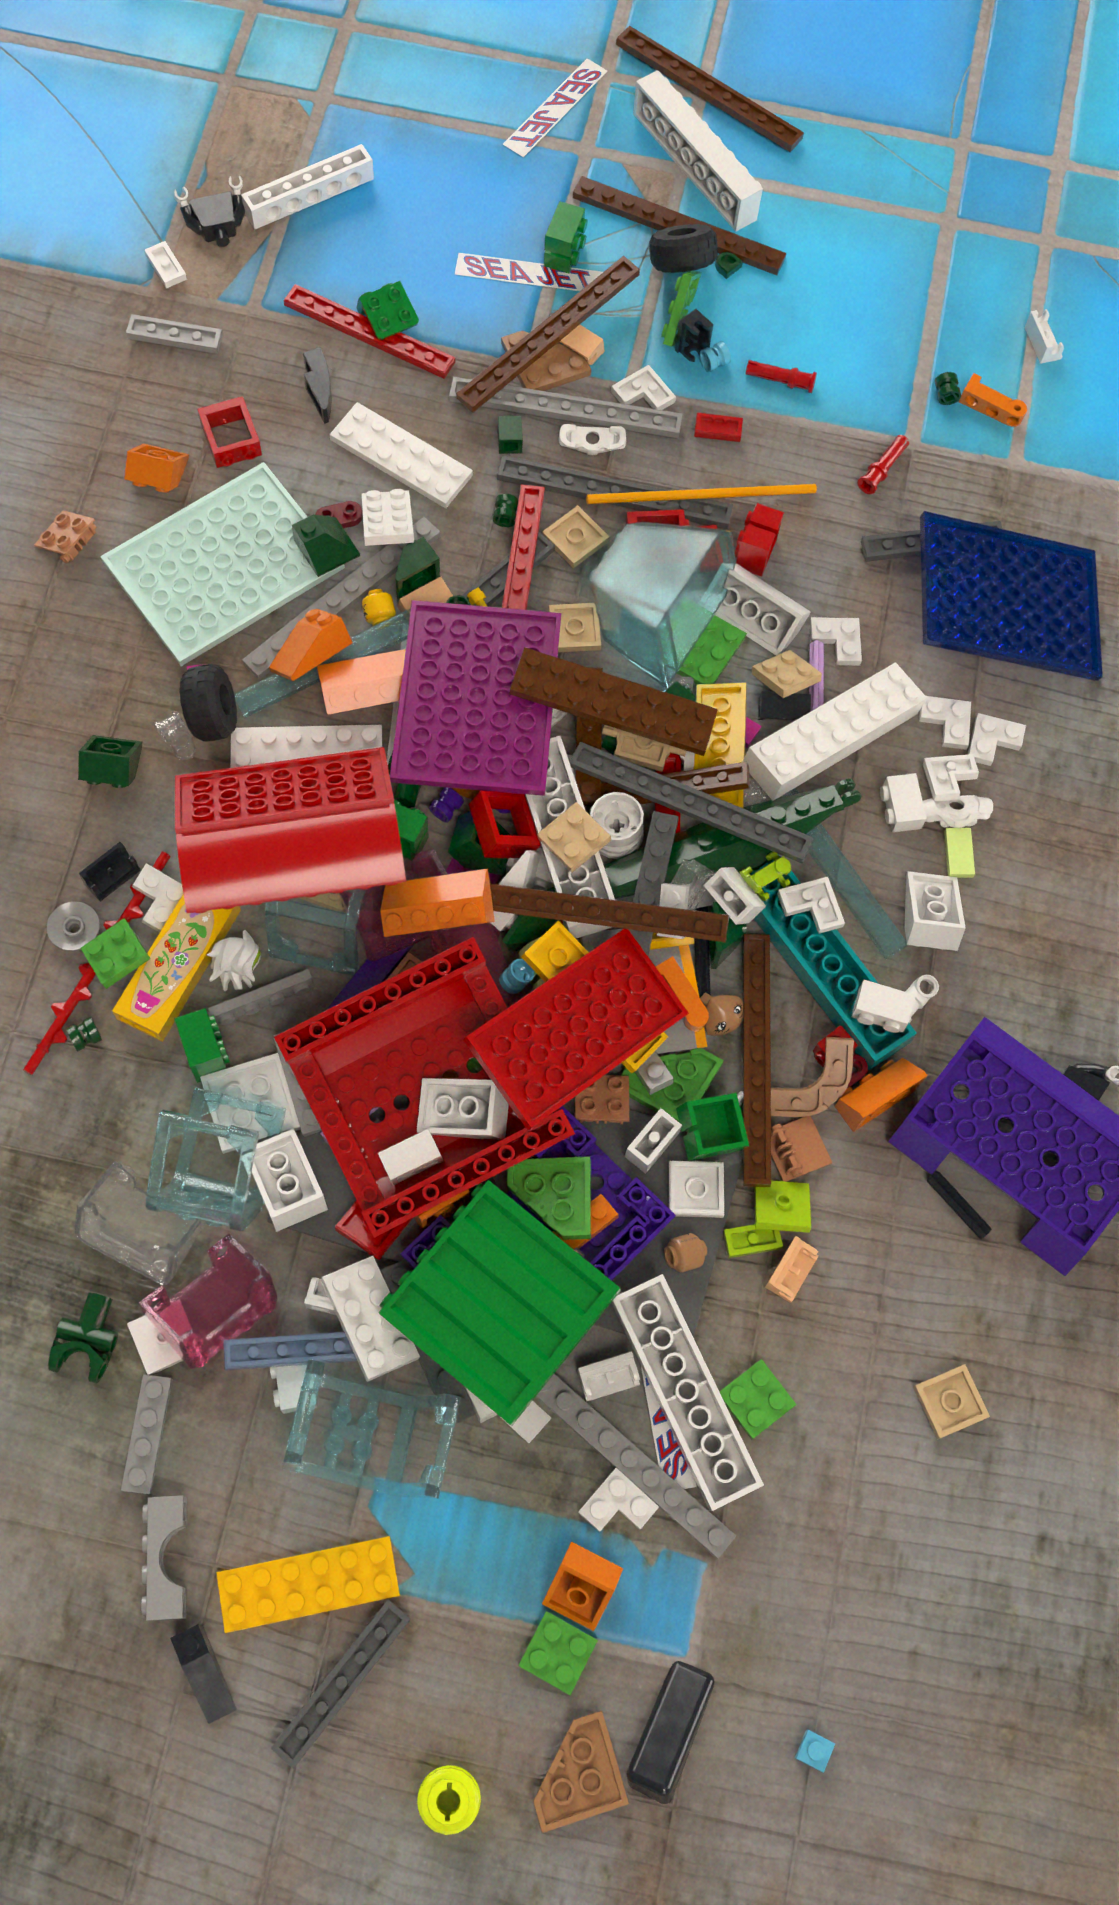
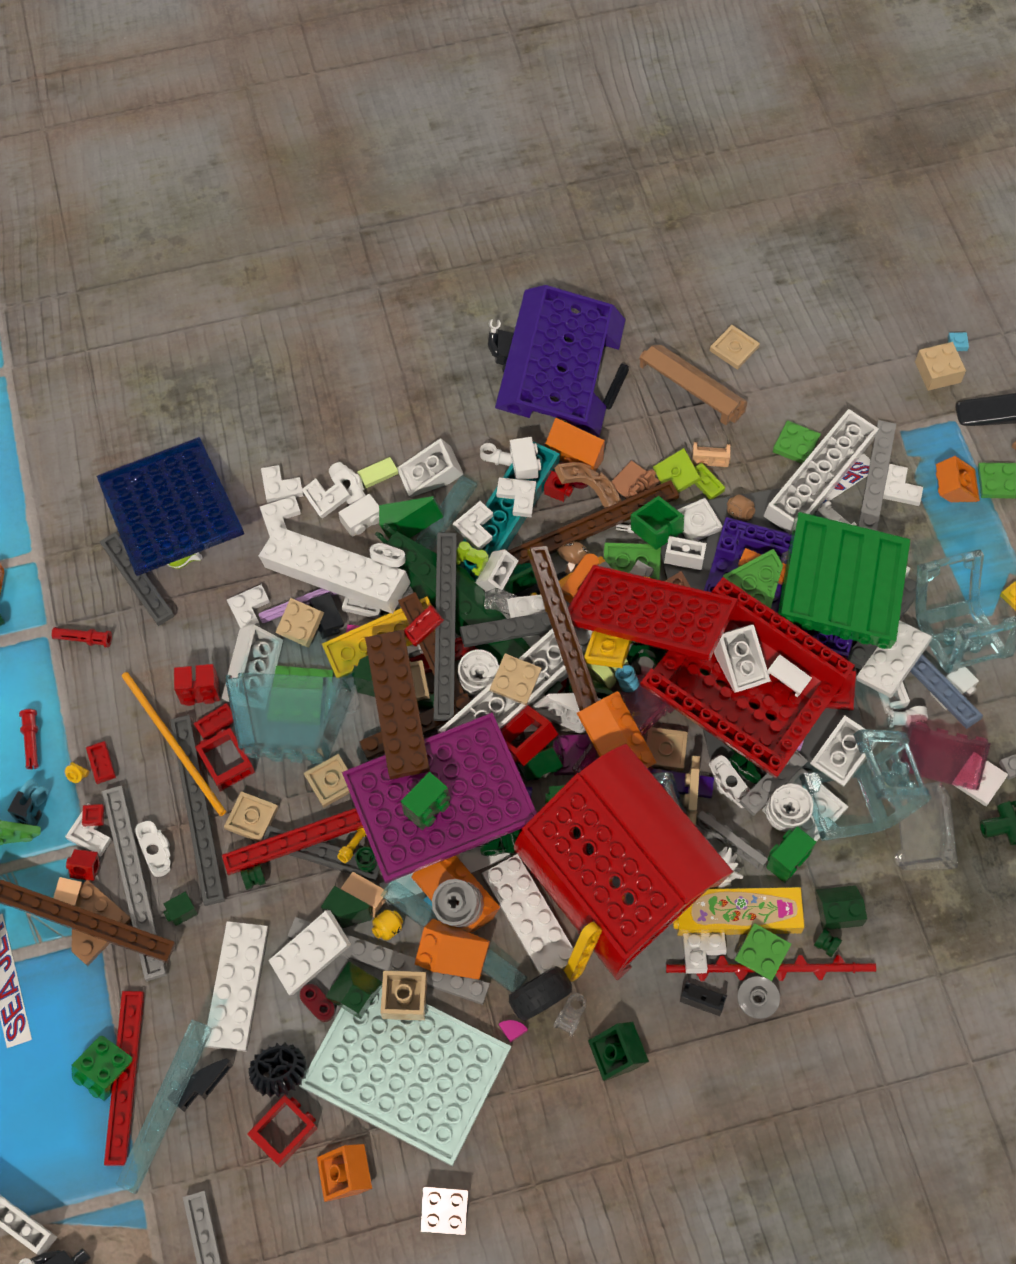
camera: 110 degrees left, 5 degrees down
(114, 1072) = (840, 907): none -> dark green slope
(222, 757) = (582, 951): none -> yellow beam
(241, 1056) = (800, 807): none -> white wheel
(282, 431) = (280, 1074): none -> black gear
(287, 578) = (403, 995): none -> tan brick
(291, 1290) = (905, 718): none -> white connector
(314, 341) = (164, 1106): none -> clear light blue tile
(333, 972) = (692, 782): none -> tan plate
(348, 662) = (446, 898): none -> light grey wheel
(468, 662) = (426, 801): none -> green piece
(607, 368) = (83, 864): none -> red brick
(657, 394) = (93, 815): none -> red tile
(699, 774) = (423, 625): none -> red plate
(720, 402) = (75, 772): none -> yellow plate
(781, 1686) = (940, 366): none -> tan brick
(812, 777) = (387, 555): none -> white plate
(834, 985) = (520, 490): none -> white plate
(866, 836) = (409, 516): none -> green slope
(909, 1297) = (695, 381): none -> medium nougat panel

